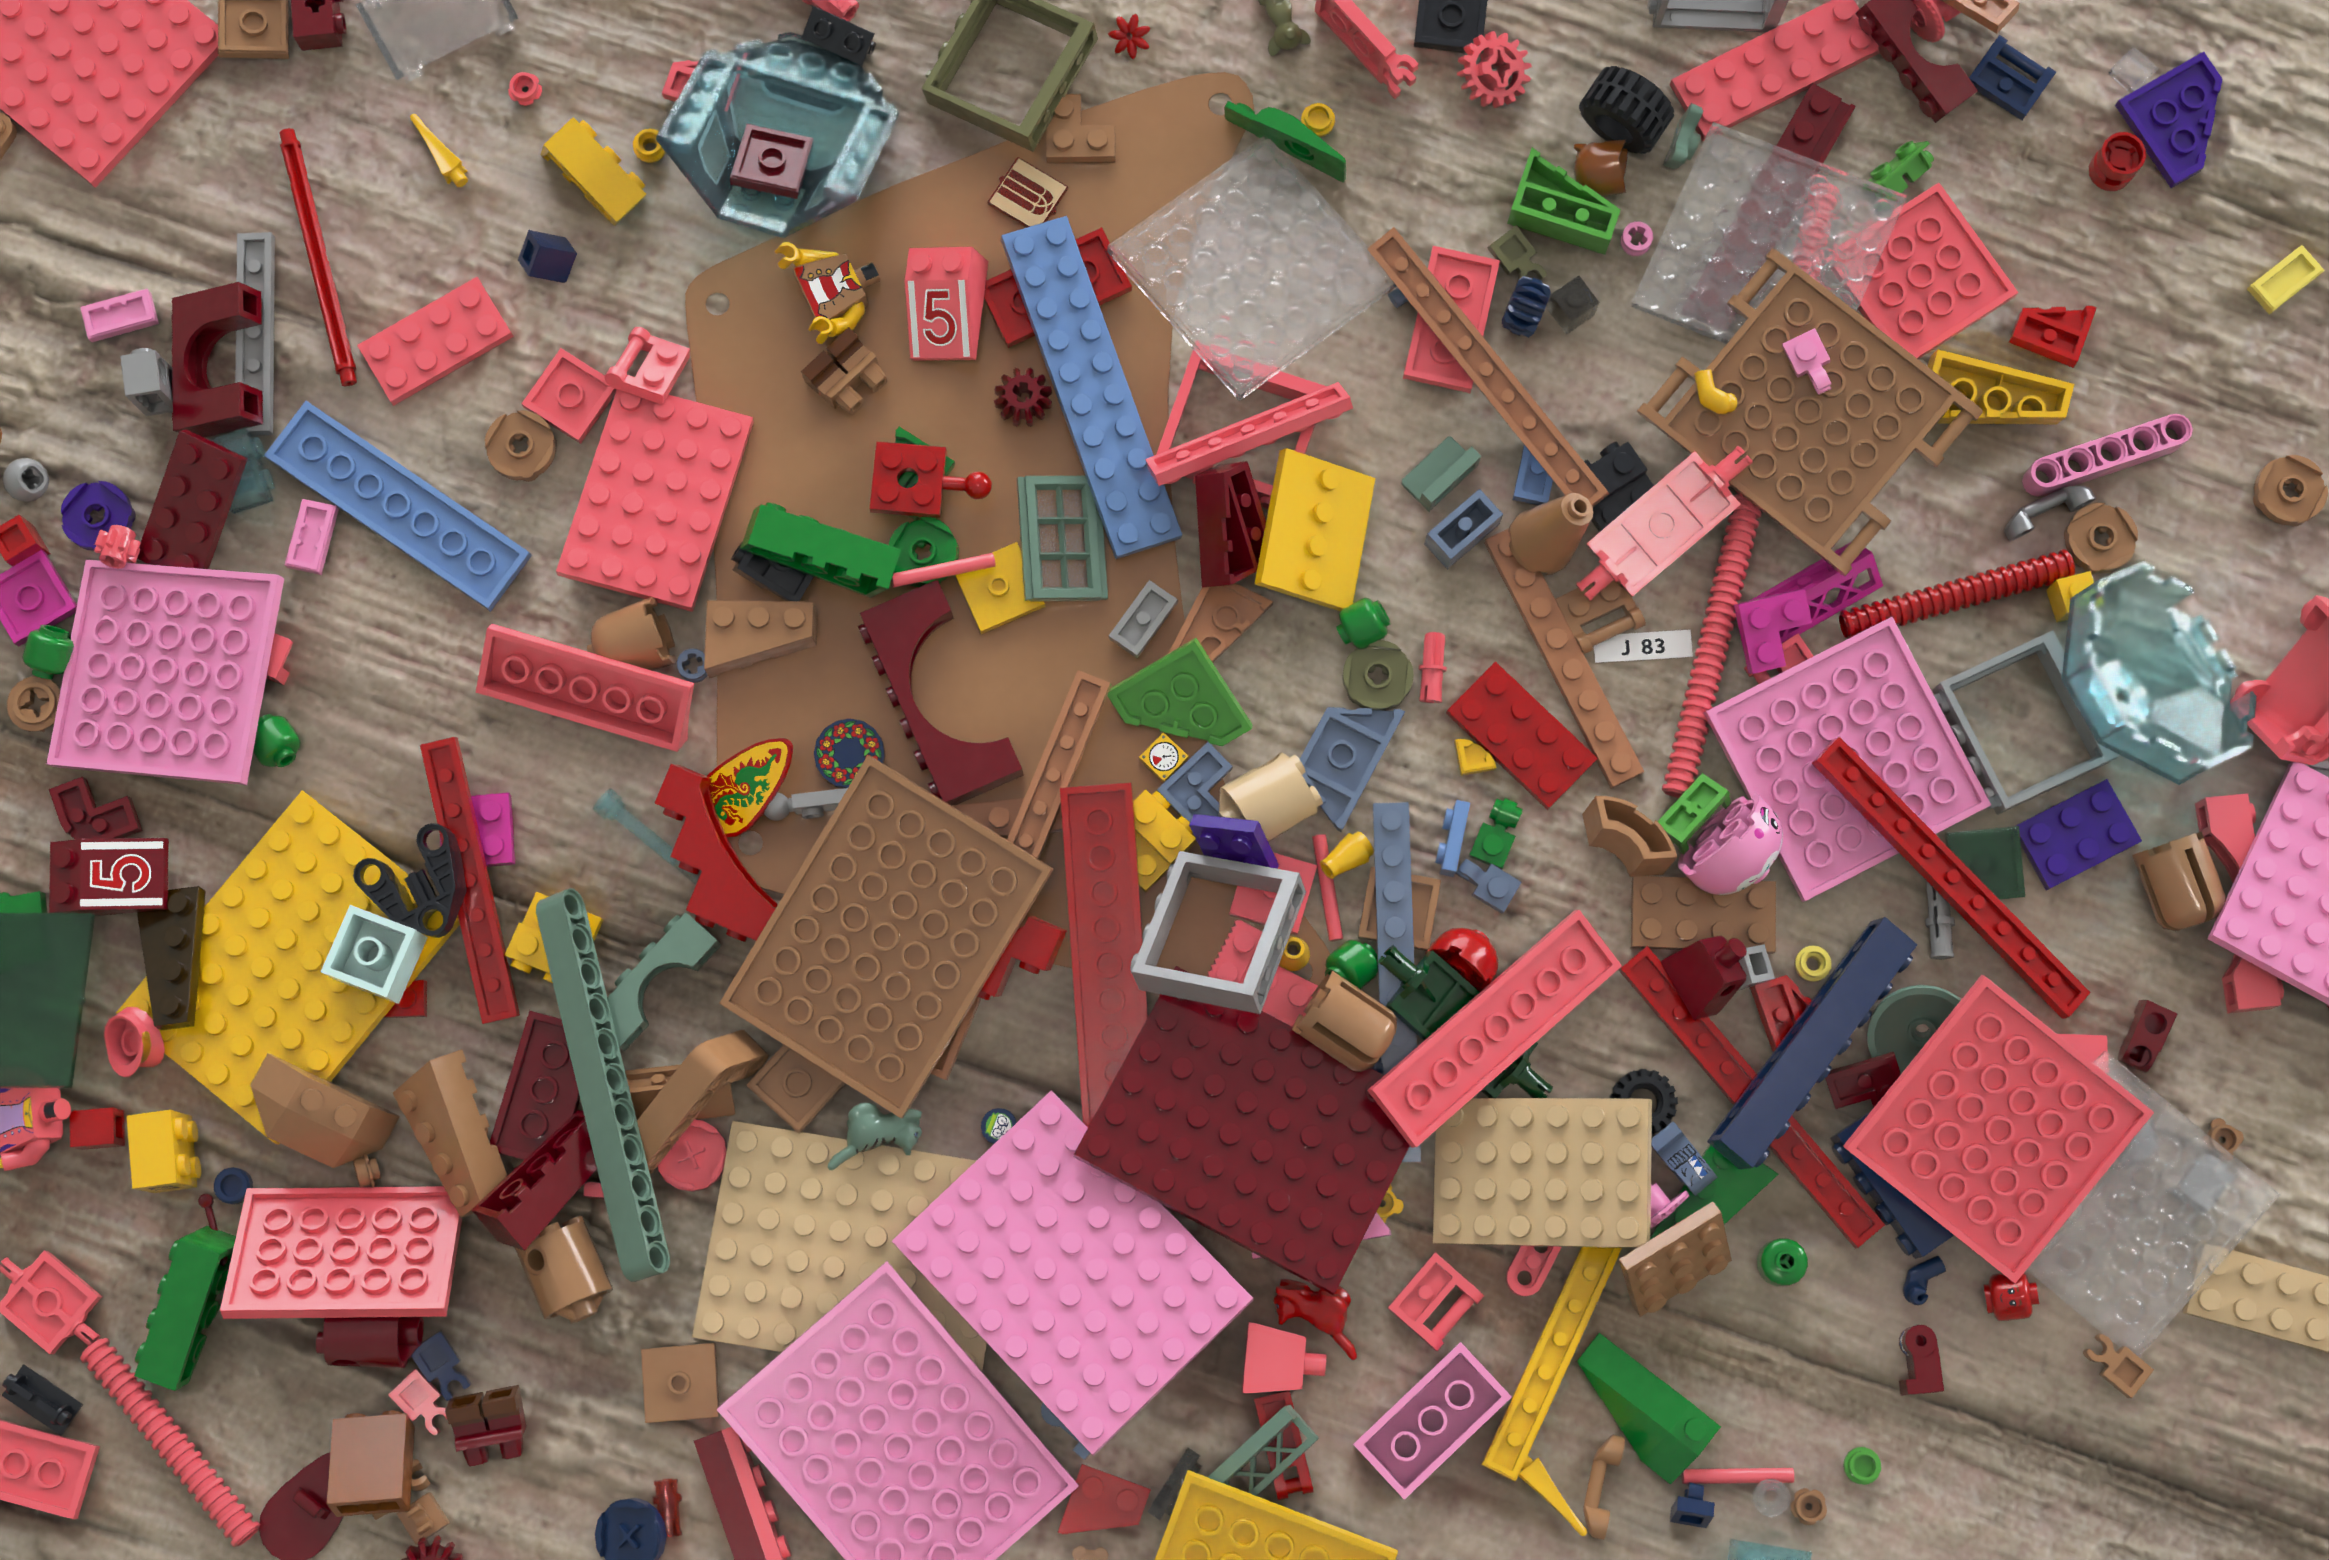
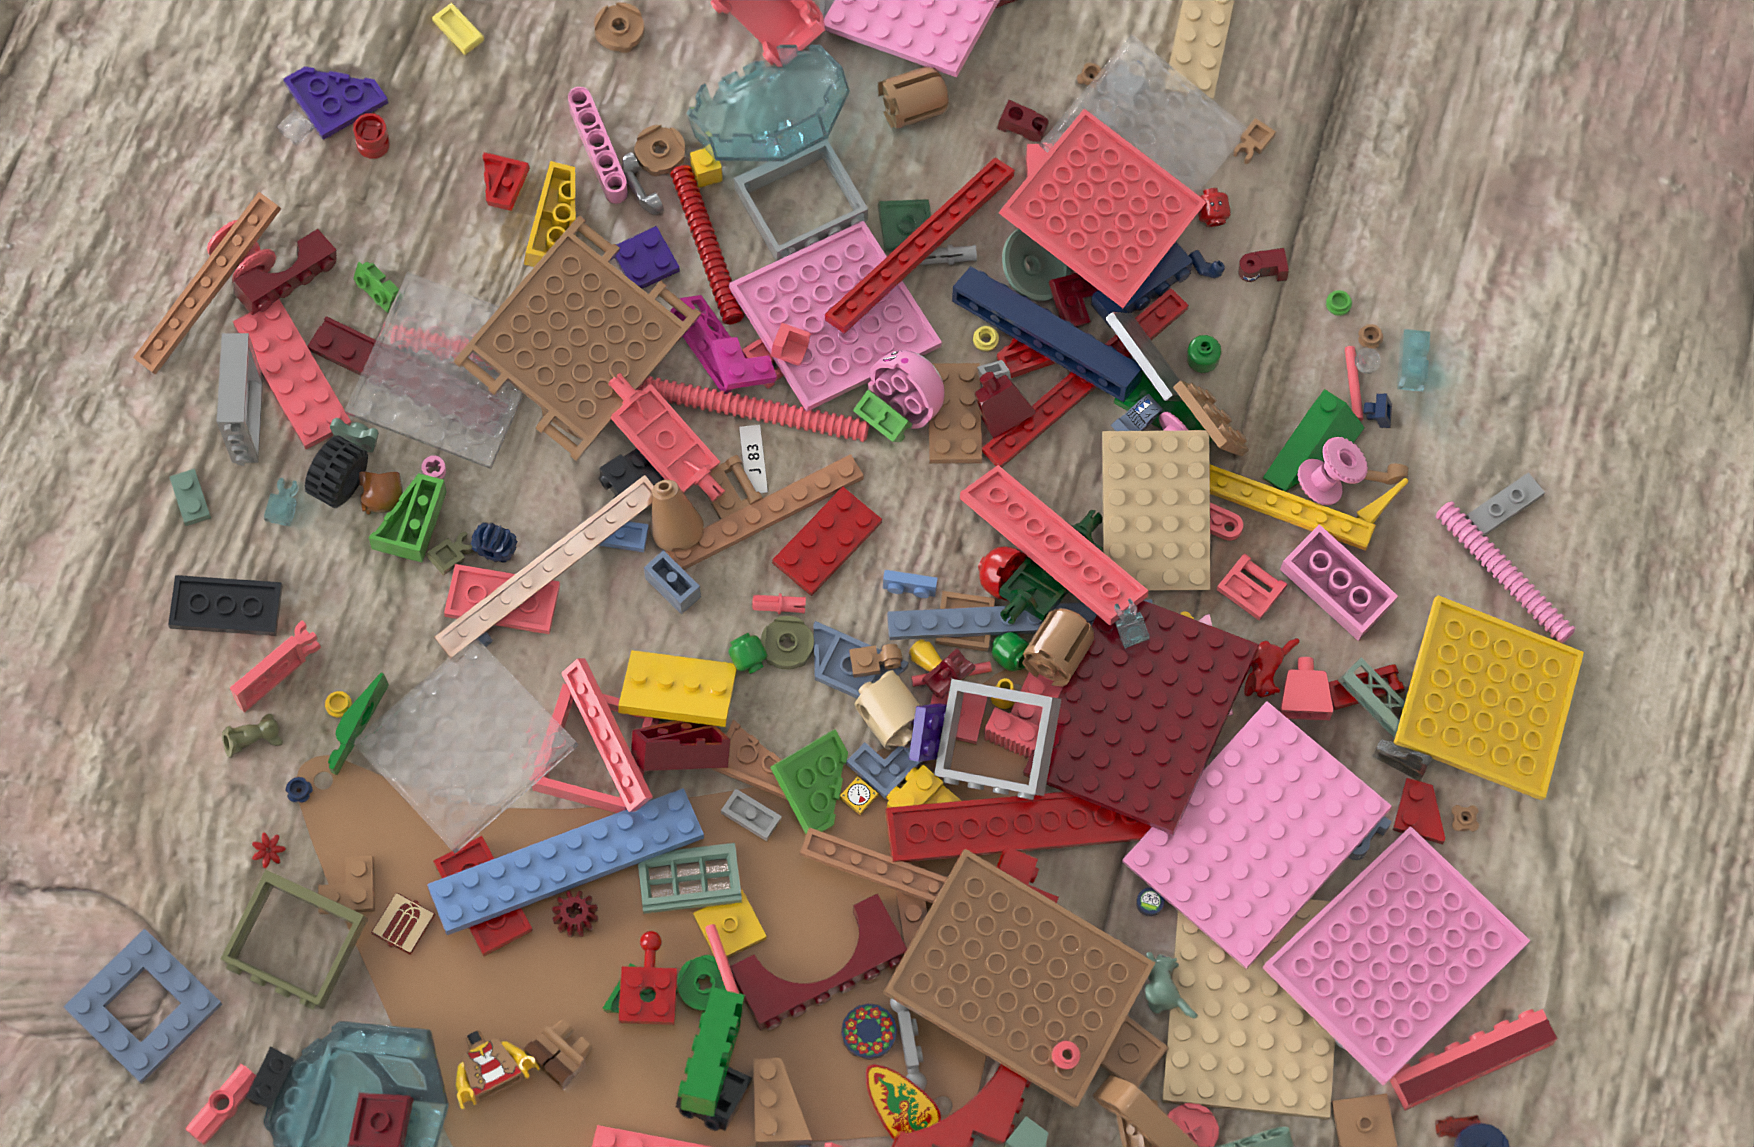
camera: 95 degrees left, 10 degrees down
(790, 989) = (1058, 1057): none -> coral plate
(944, 302) = (501, 976): coral slope -> none
(1208, 63) = (293, 785): none -> dark blue plate
(1318, 877) = (952, 667): none -> dark red hips
(1343, 774) = (866, 660): none -> medium nougat plate
(1363, 1117) = (1131, 626): none -> clear light blue plate
(1440, 472) = (625, 603): sand green panel -> none
(1473, 757) = (846, 574): yellow tile -> none
(1493, 843) = (910, 557): green plate -> none
(1493, 886) = (943, 557): sand blue plate -> none
(1497, 55) = (298, 572): coral gear -> none
(1572, 304) = (490, 508): clear smoke brick -> none
(1588, 53) = (281, 506): none -> clear light blue plate
(1594, 1425) = (1323, 479): none -> bright pink hose
(1629, 835) = (902, 460): medium nougat brick -> none
(1658, 1086) = (1079, 449): black tyre -> none
(1711, 397) = (570, 402): yellow arm -> none
(1774, 1175) = (1145, 354): none -> flat silver tile
(1795, 689) = (790, 344): none -> coral panel
(1808, 356) = (540, 334): bright pink plate -> none
(1933, 276) = (463, 256): coral plate -> none
(1937, 514) = (646, 258): none -> dark purple plate
(2006, 85) = (308, 213): dark blue plate -> none
(2077, 834) = (880, 166): dark purple plate -> none
(2230, 832) = (874, 66): coral arch -> none

